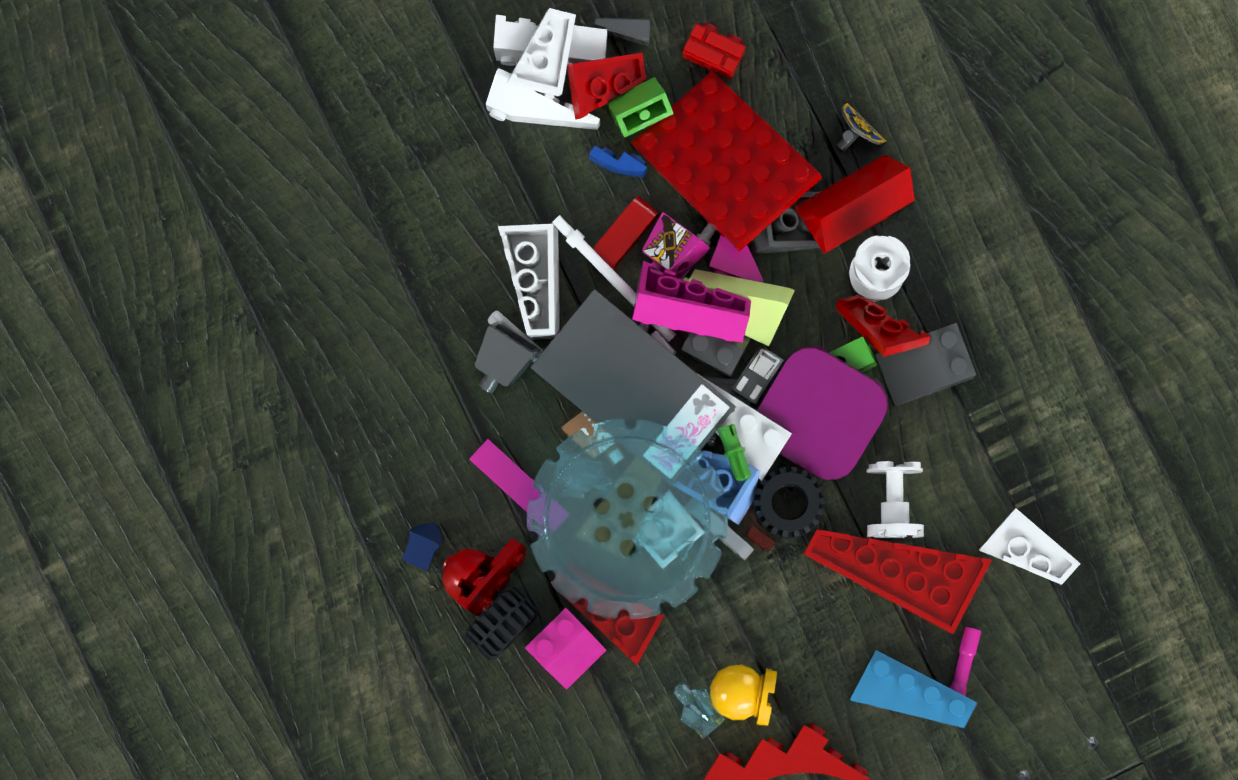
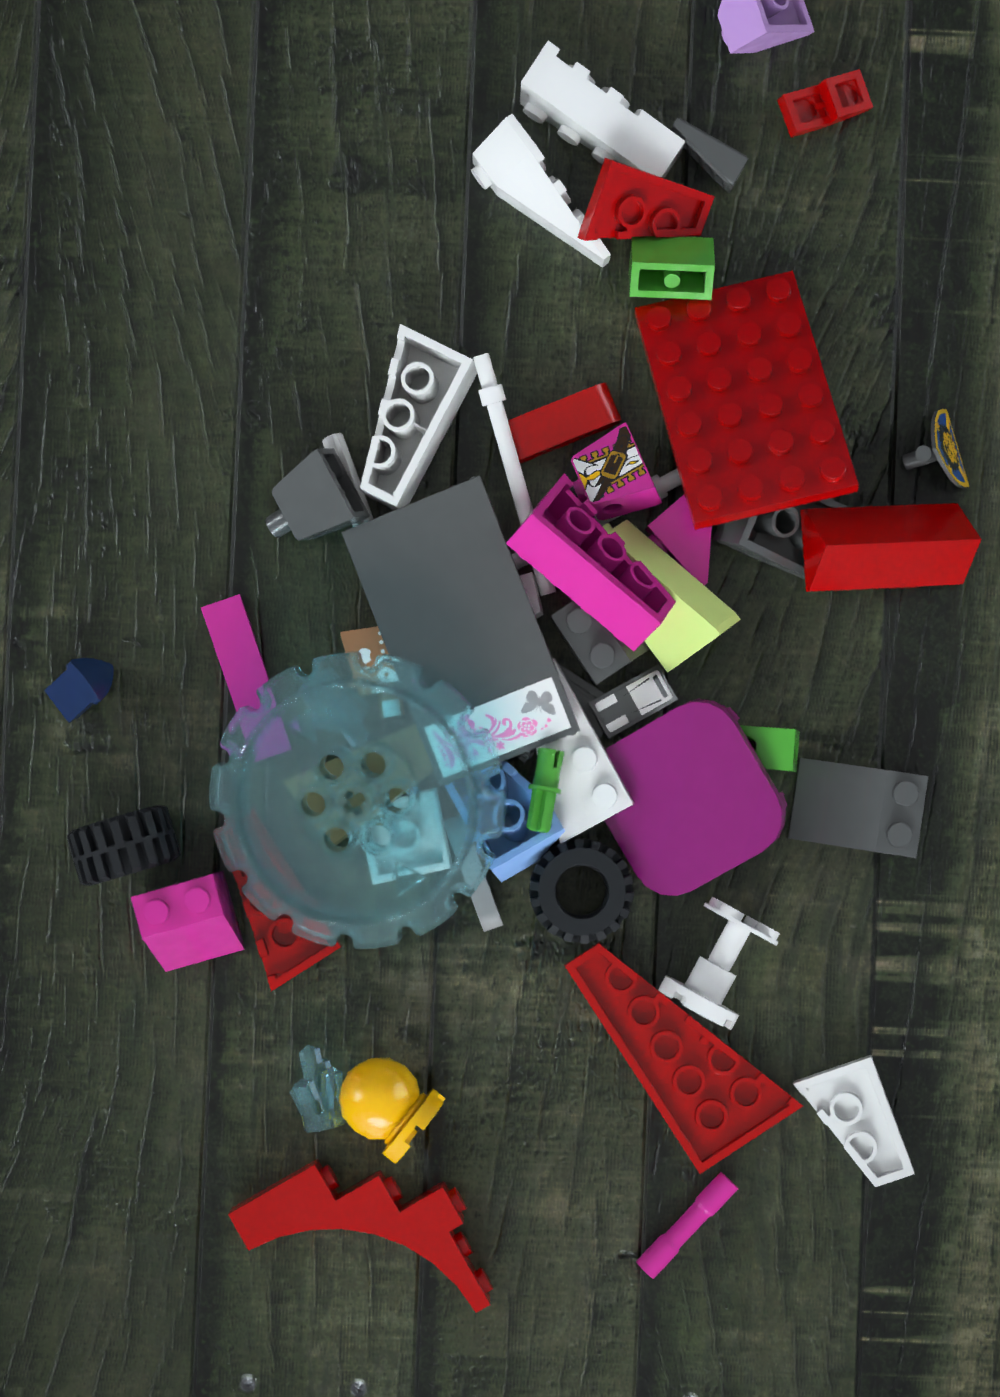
camera: 20 degrees right, 5 degrees up
(463, 569) = (115, 756): red cylinder -> none
(496, 580) = (150, 784): red wing -> none
(546, 55) = (584, 131): white wing -> none
(627, 164) = (613, 334): blue slope -> none
(714, 50) = (811, 244): red brick -> none
(760, 539) = (519, 917): clear red tile -> none
(878, 328) = (822, 729): red wing -> none
(879, 267) = (868, 650): white piece -> none
(904, 690) = (599, 1214): dark azure wing -> none

